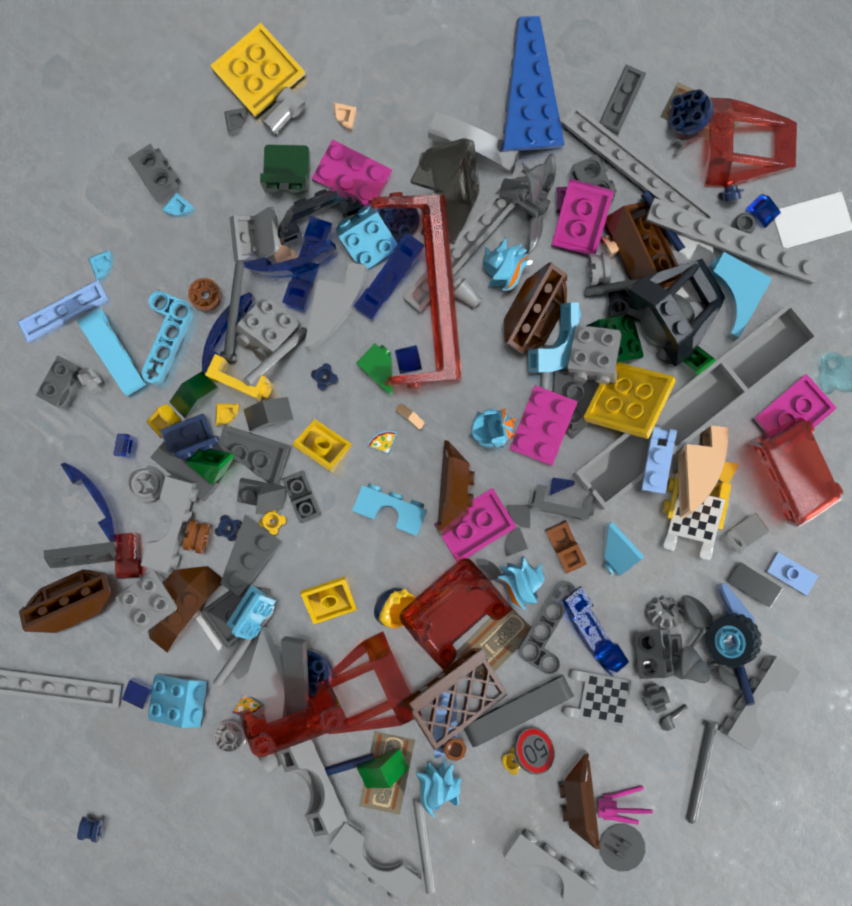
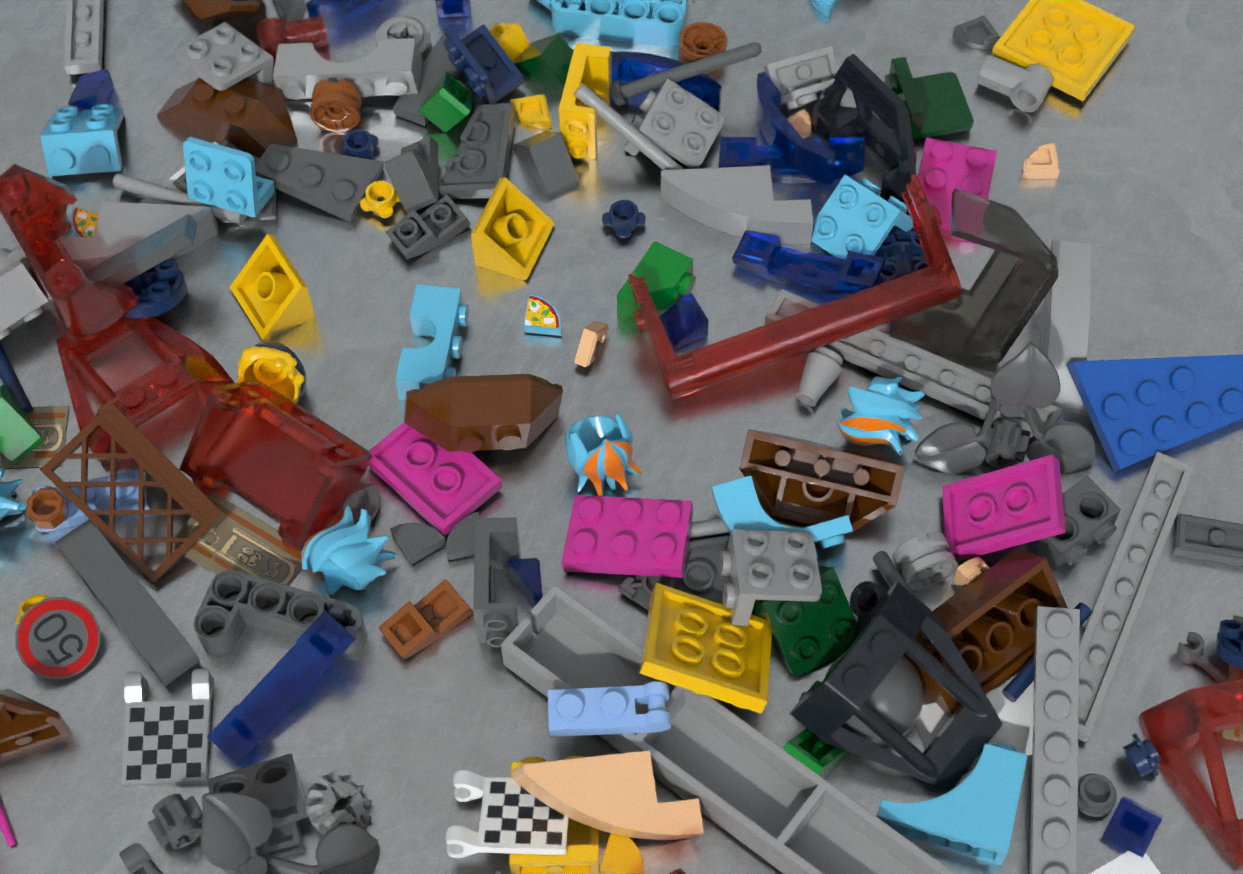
camera: 75 degrees right, 25 degrees down
(618, 550) = (436, 694): medium azure slope -> none

